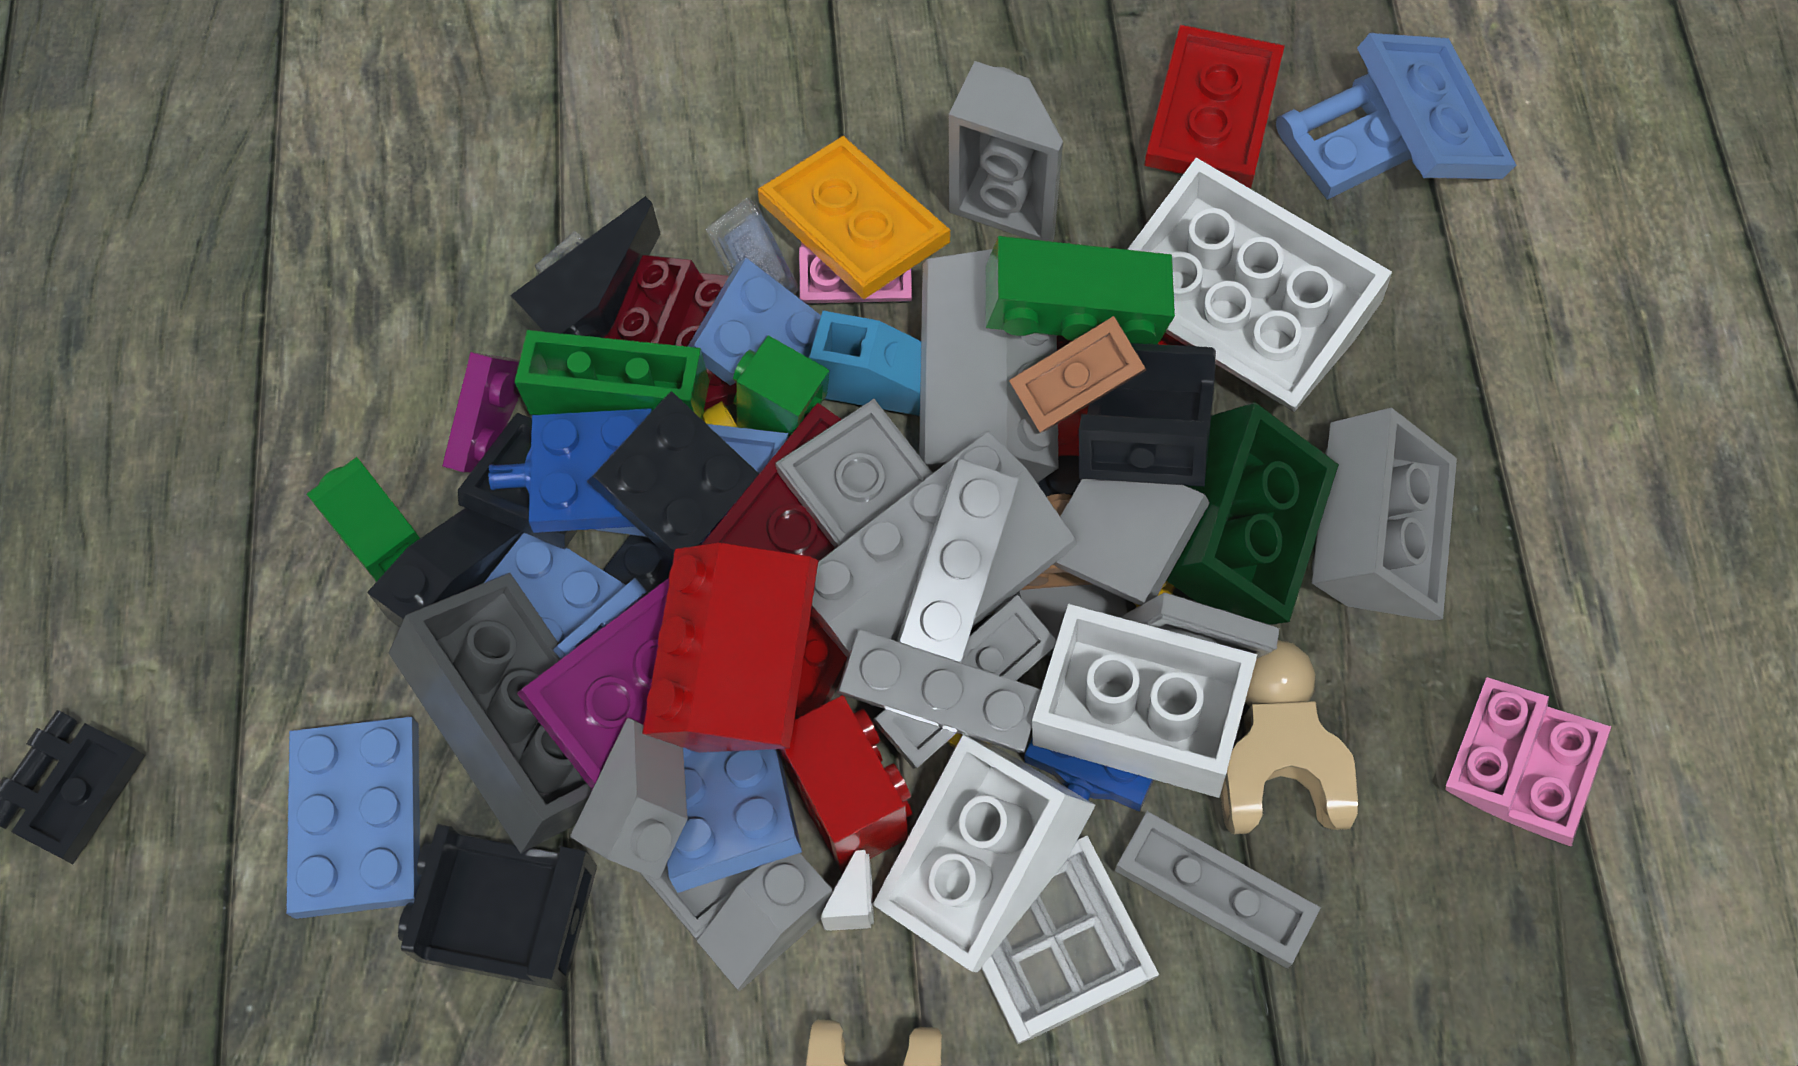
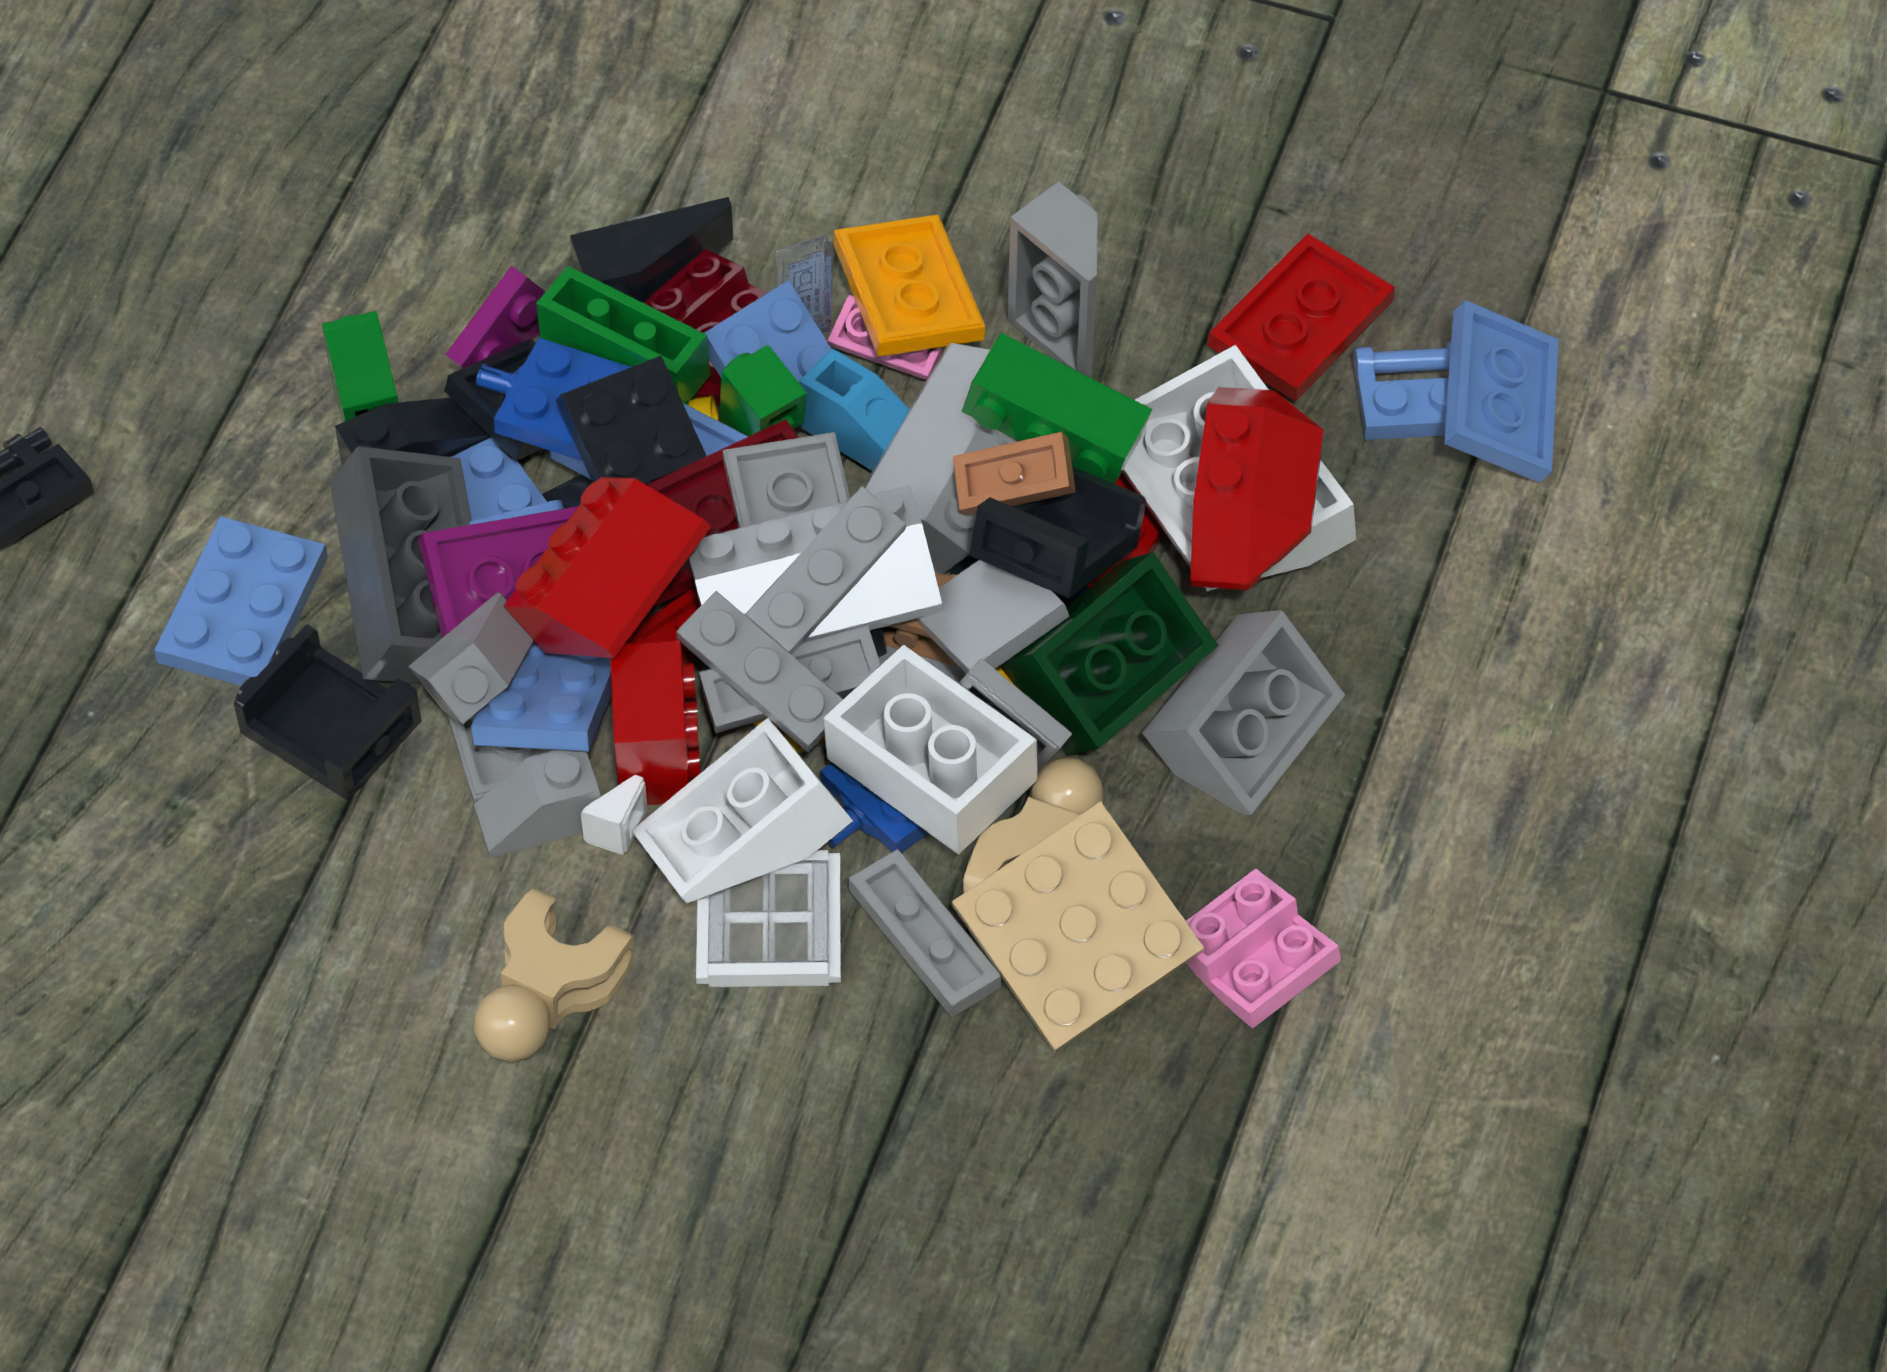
camera: 20 degrees right, 10 degrees down
(1297, 291) = (1252, 486): none -> red wedge
(1373, 825) = (1077, 926): none -> tan plate

